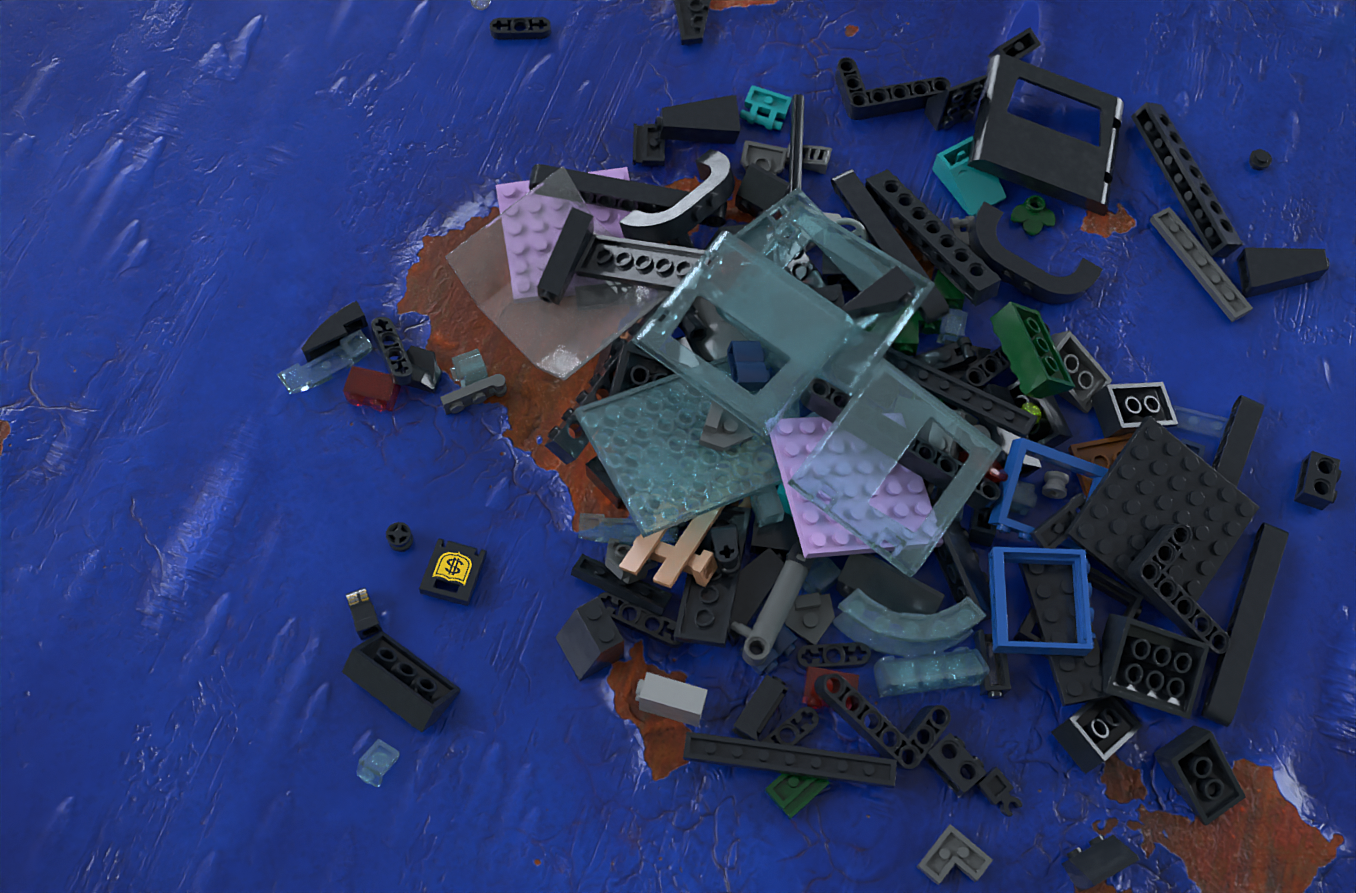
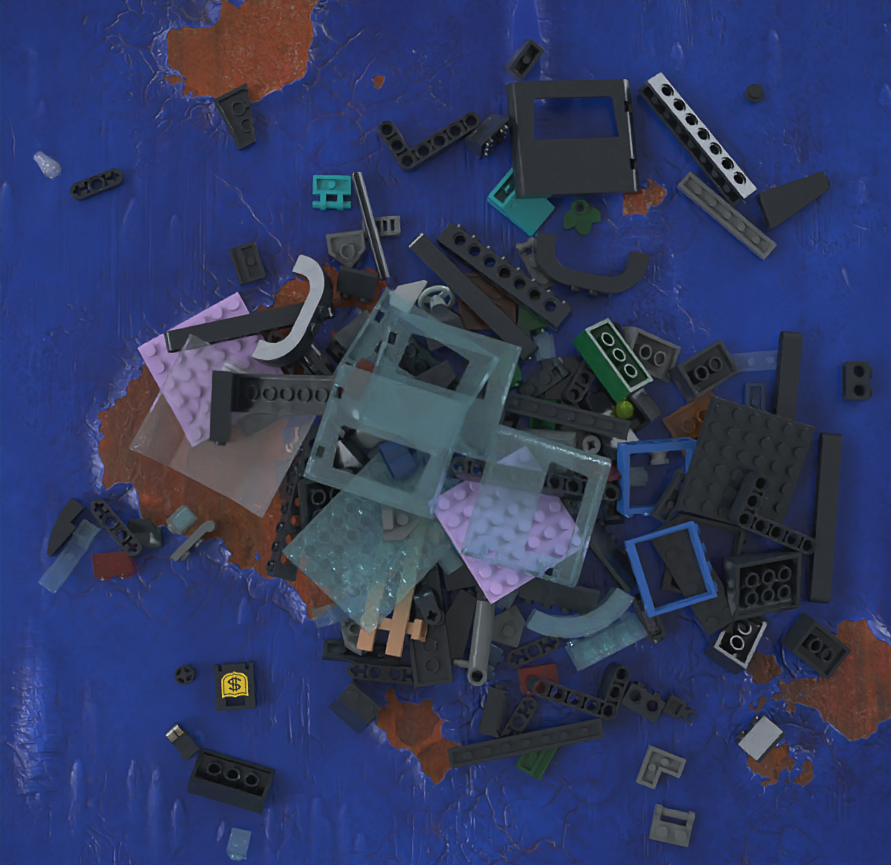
camera: 20 degrees left, 20 degrees up
(671, 699) = (428, 729): light grey brick -> none
(701, 121) = (284, 228): black slope -> none
(883, 295) = (486, 371): black slope -> none

